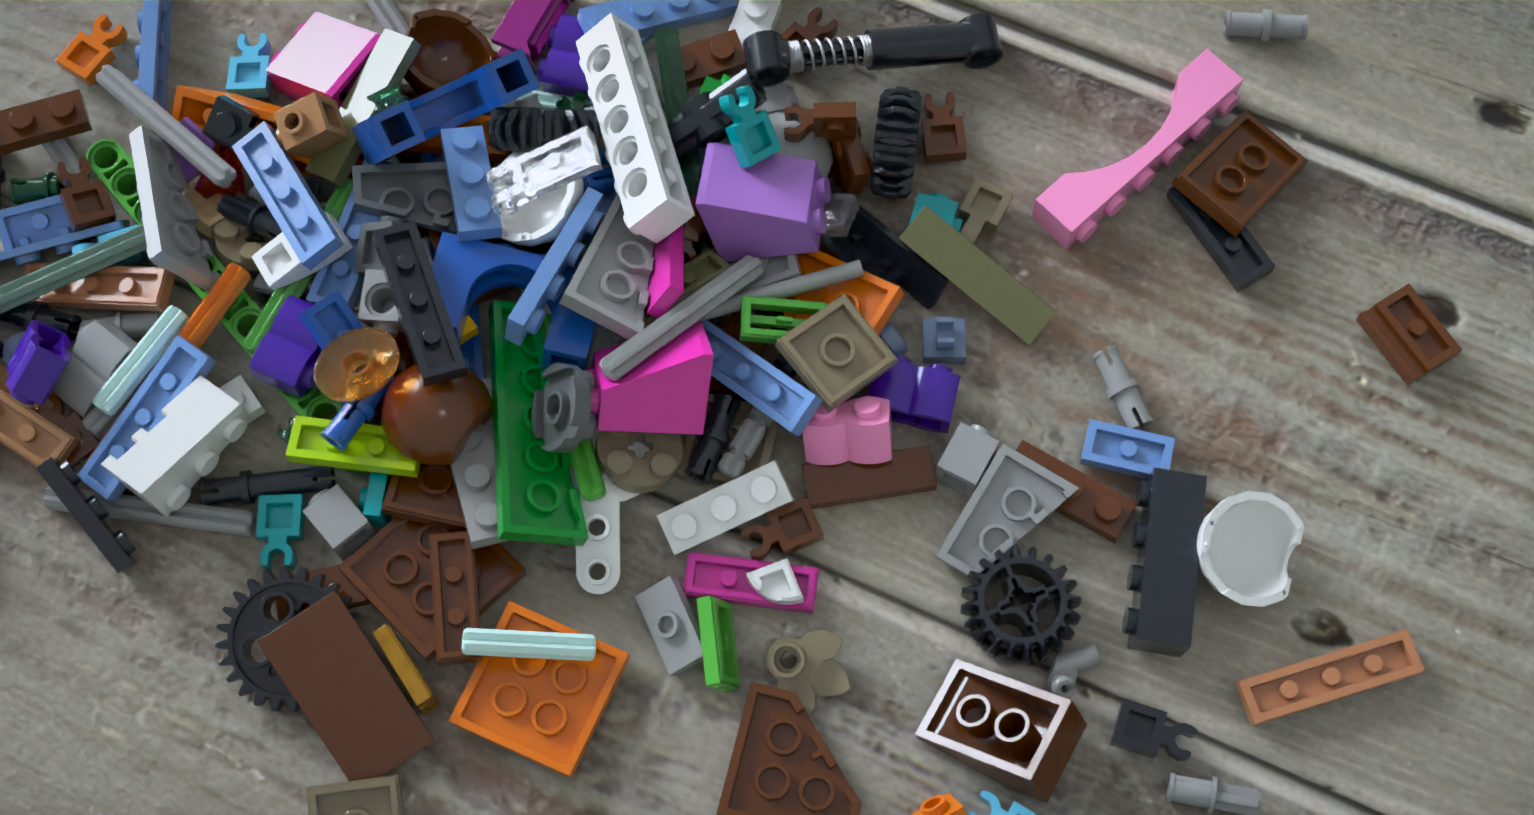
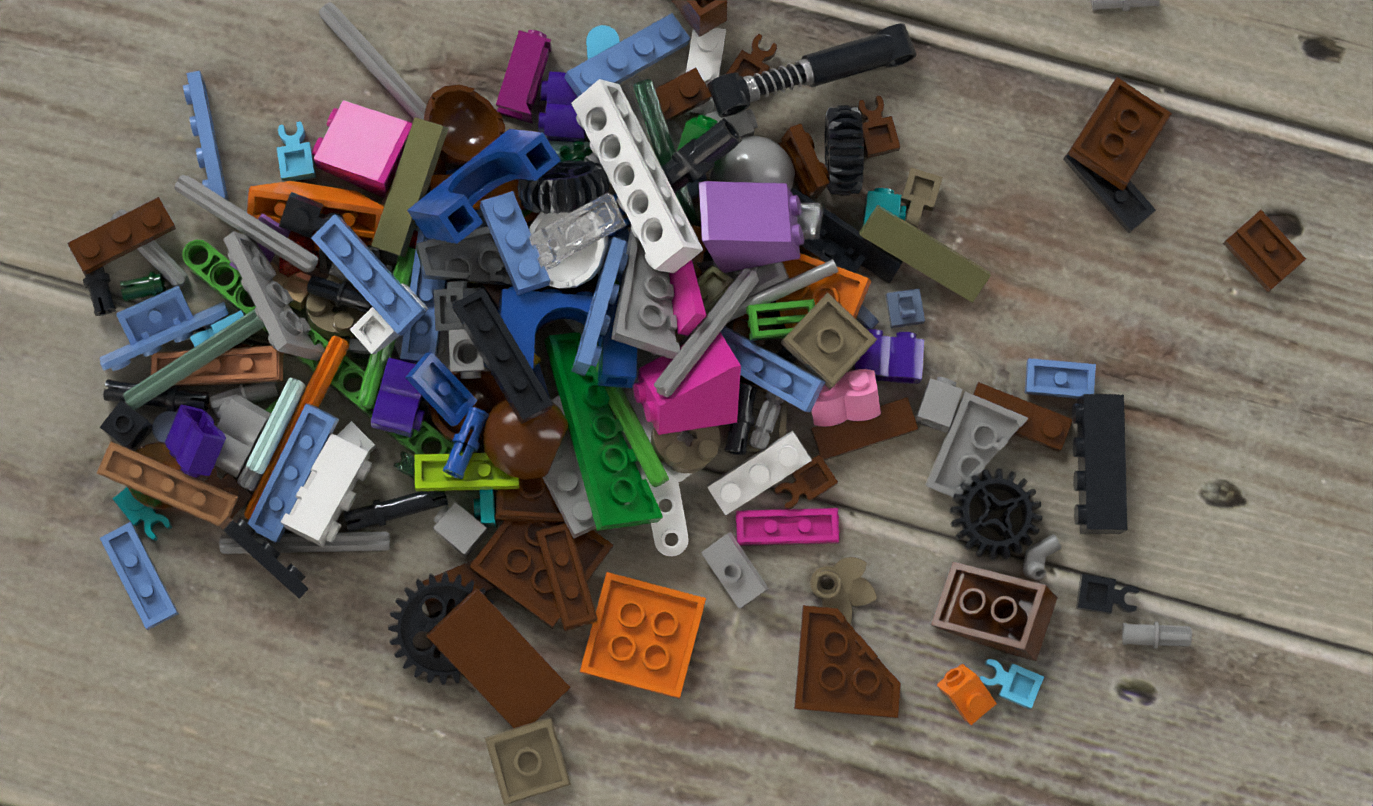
camera: 20 degrees left, 10 degrees up
(84, 201) = (192, 297): reddish brown plate -> none
(88, 54) = (154, 161): orange plate -> none
(279, 523) = (413, 536): teal plate -> none
(310, 125) = (373, 213): medium nougat brick -> none
(356, 364) = (456, 401): clear orange dish -> none
(387, 97) = (434, 182): clear green bush -> none
(406, 668) = (538, 636): pearl gold tile -> none
(528, 644) = (632, 605): light aqua axle -> none
(563, 408) = (636, 407): dark grey plate -> none
(718, 644) = (773, 579): bright green tile -> none
(752, 131) = (736, 172): teal plate -> none
(776, 583) = (809, 526): white tile -> none
(826, 120) = (791, 147): reddish brown plate -> none
(1081, 199) = (996, 174): bright pink arch -> none
(1122, 388) = (1049, 328): light grey pin -> none
(1248, 547) = (1160, 446): white cylinder -> none
(1329, 678) = (1231, 533): nougat plate -> none

